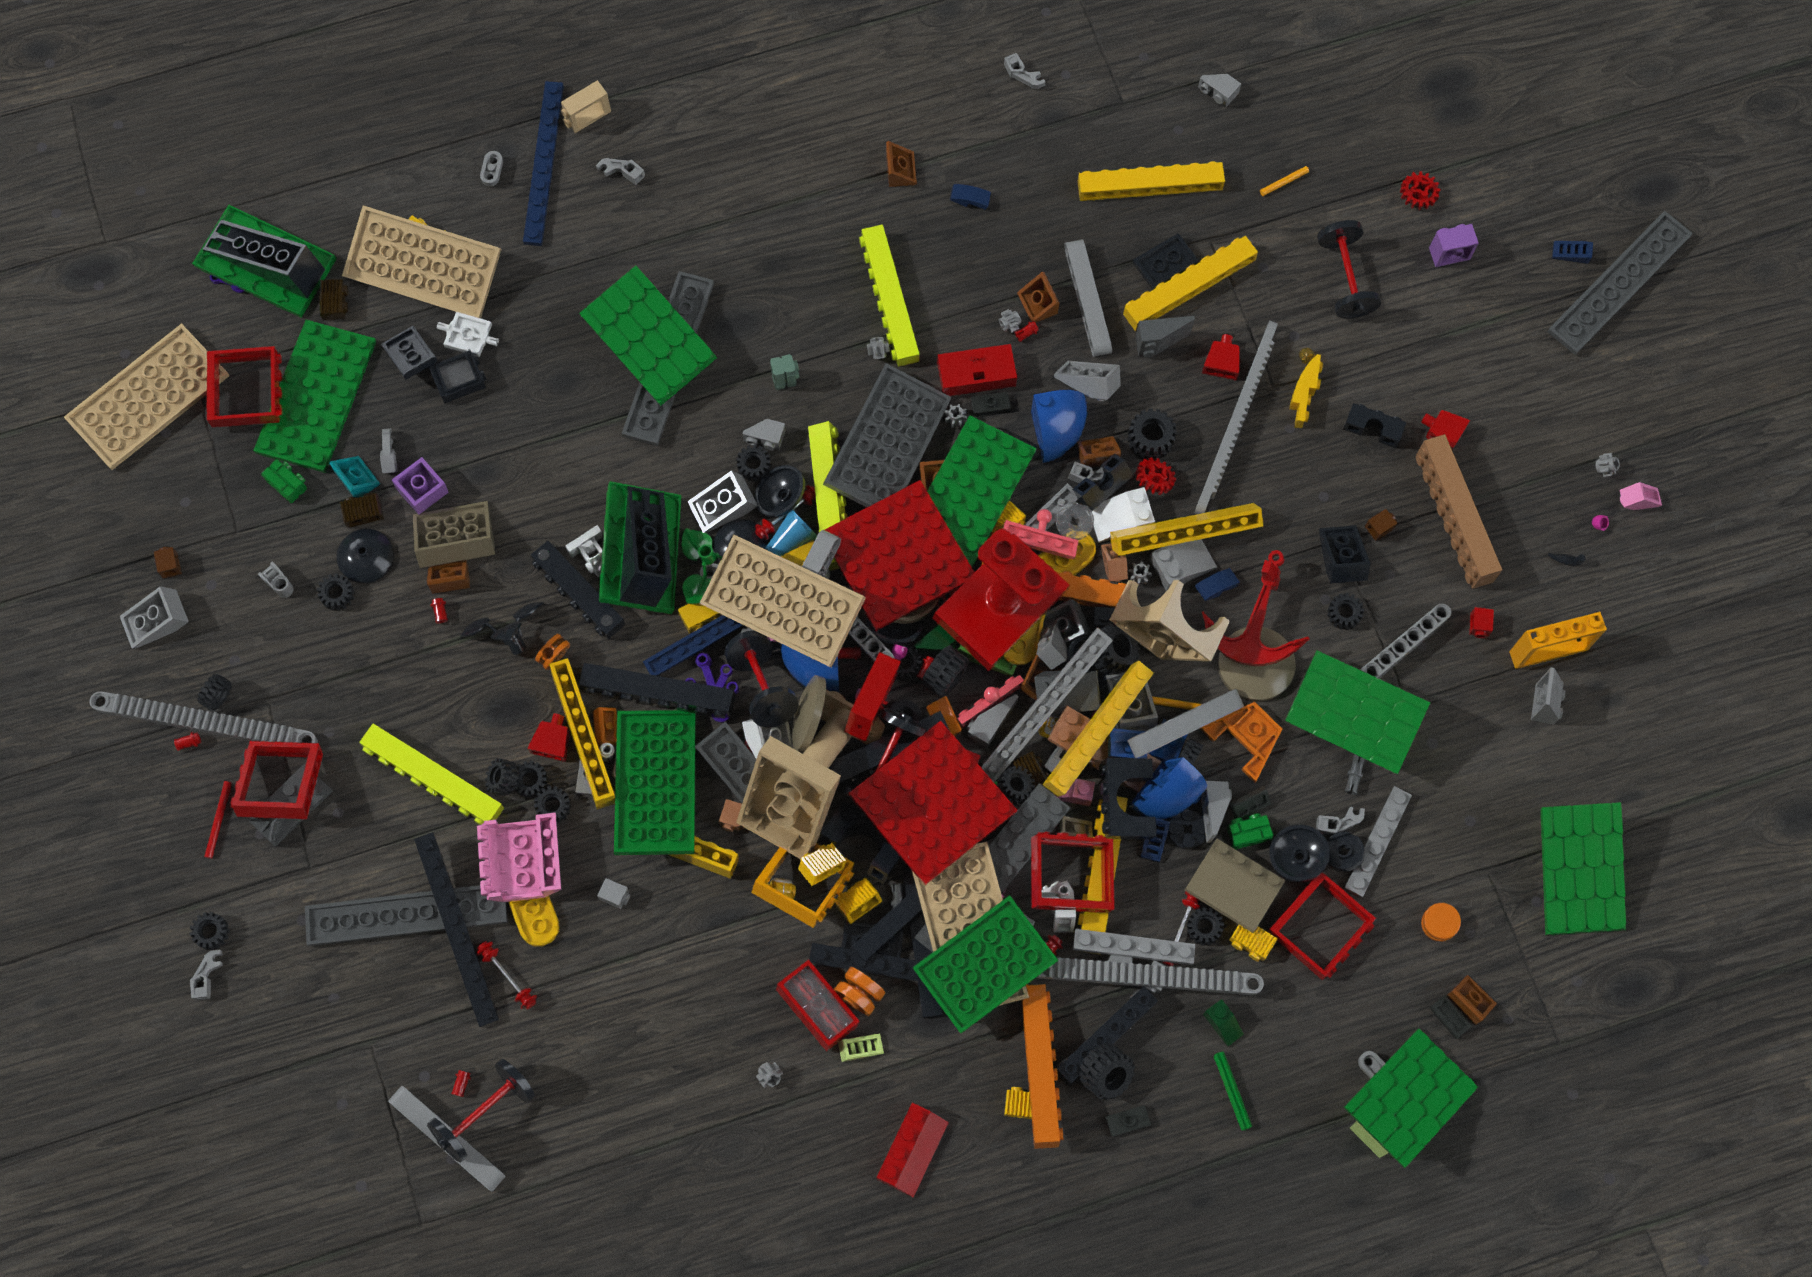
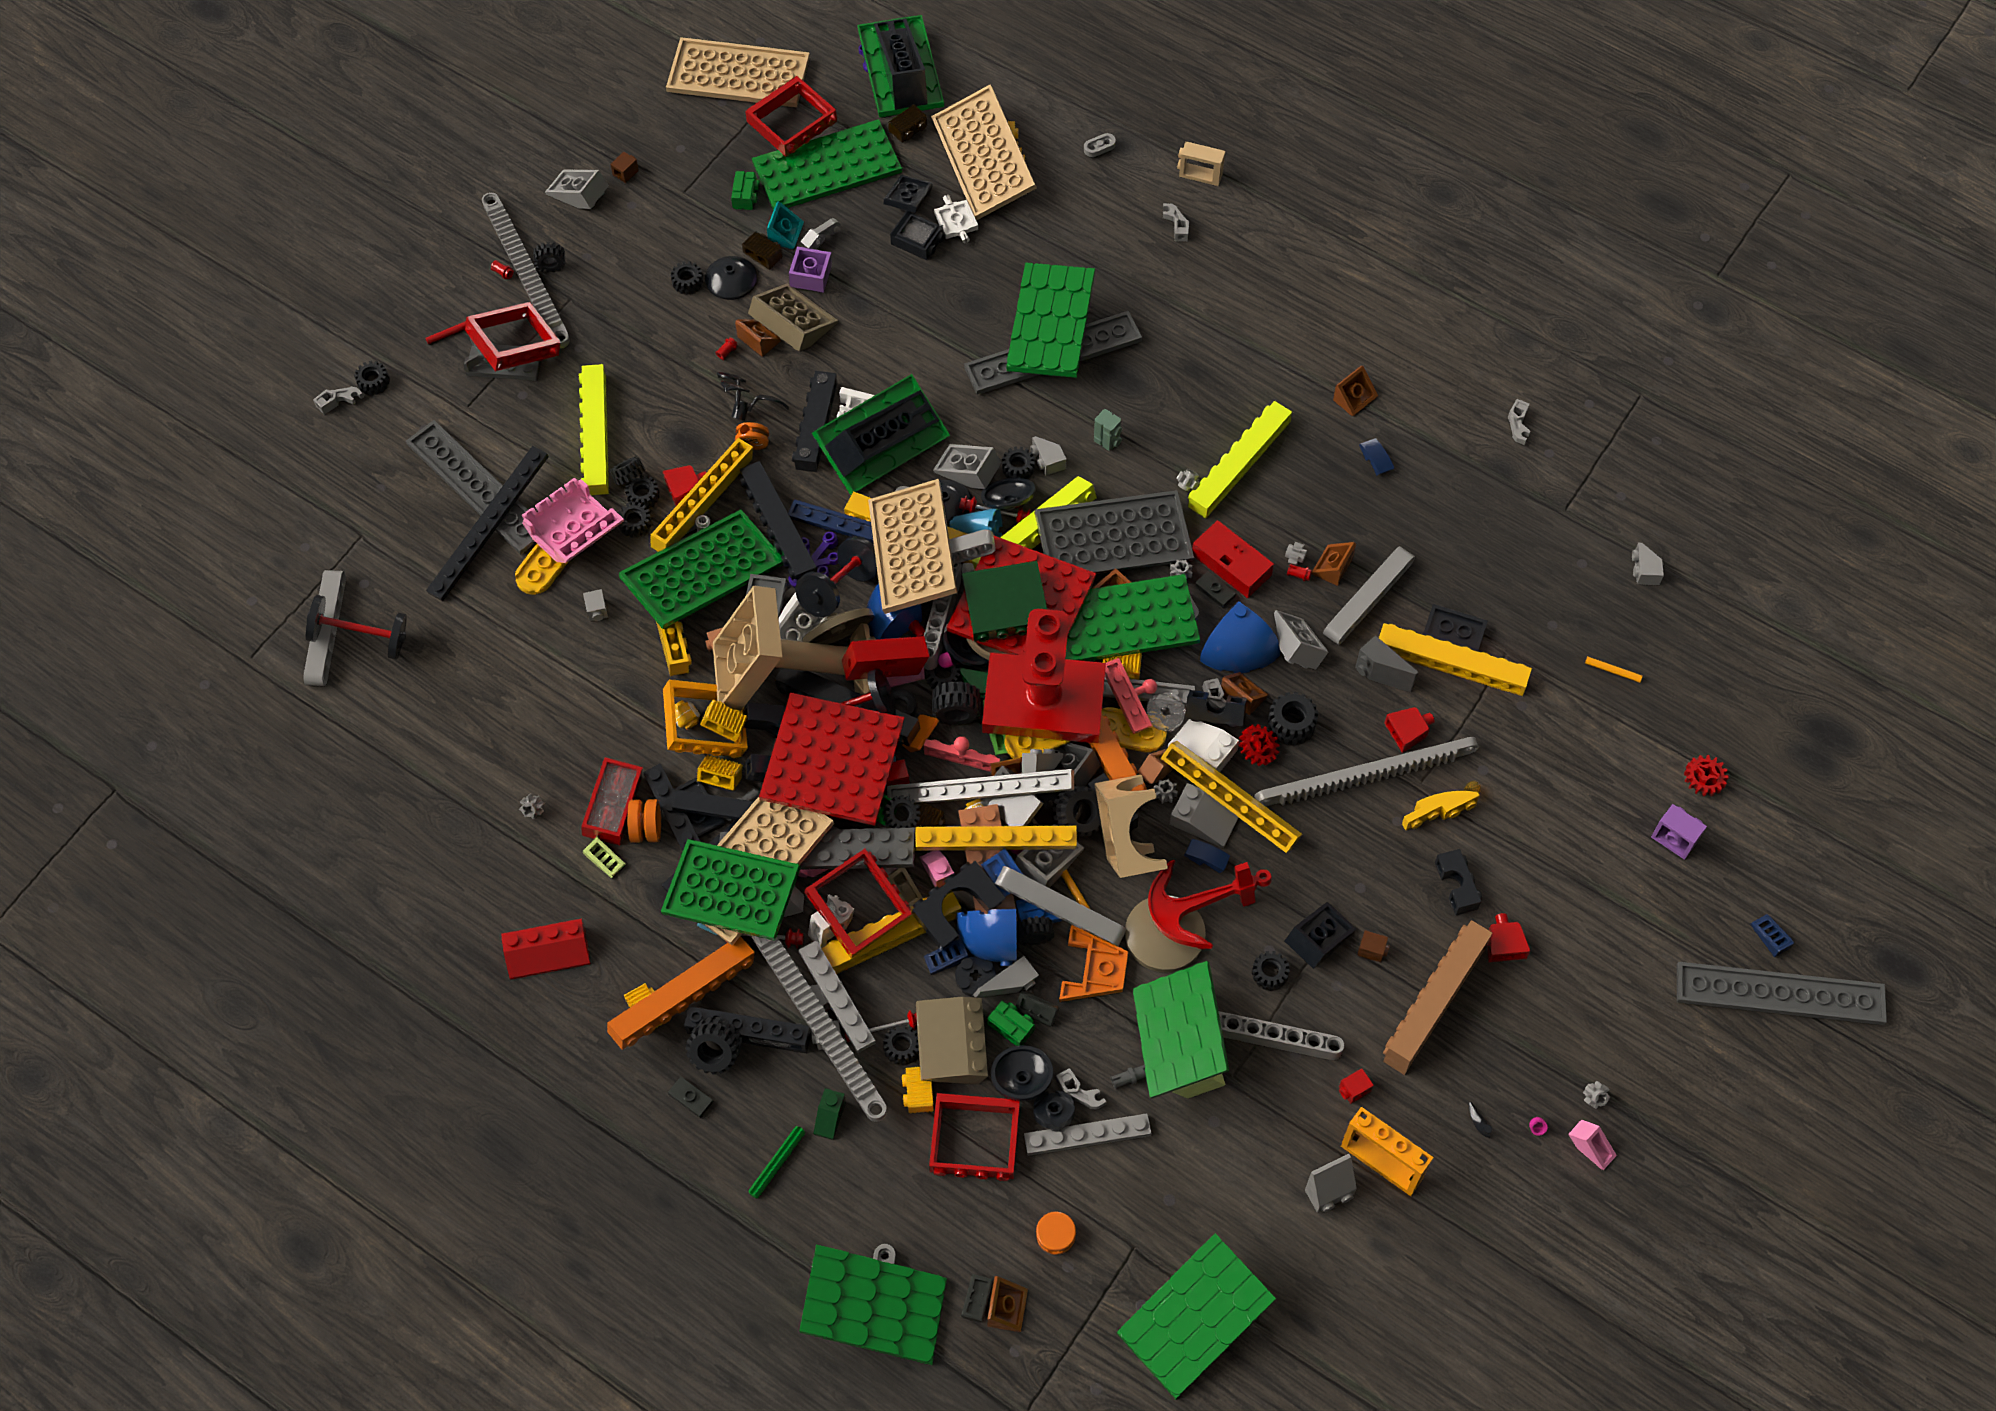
camera: 55 degrees right, 10 degrees down
(275, 578) = (665, 238): light grey piece -> none
(461, 1083) = (374, 608): red pin -> none
(523, 995) = (471, 602): red axle -> none
(543, 164) = (1129, 175): dark blue plate -> none
(605, 725) = (726, 509): orange slope -> none
(695, 546) = (911, 474): green plant -> none
(896, 565) = (1002, 599): none -> dark green panel
(989, 723) = (945, 767): light grey slope -> none
(1151, 181) = (1514, 572): yellow brick -> none
(1339, 236) = (1599, 737): black piece -> none

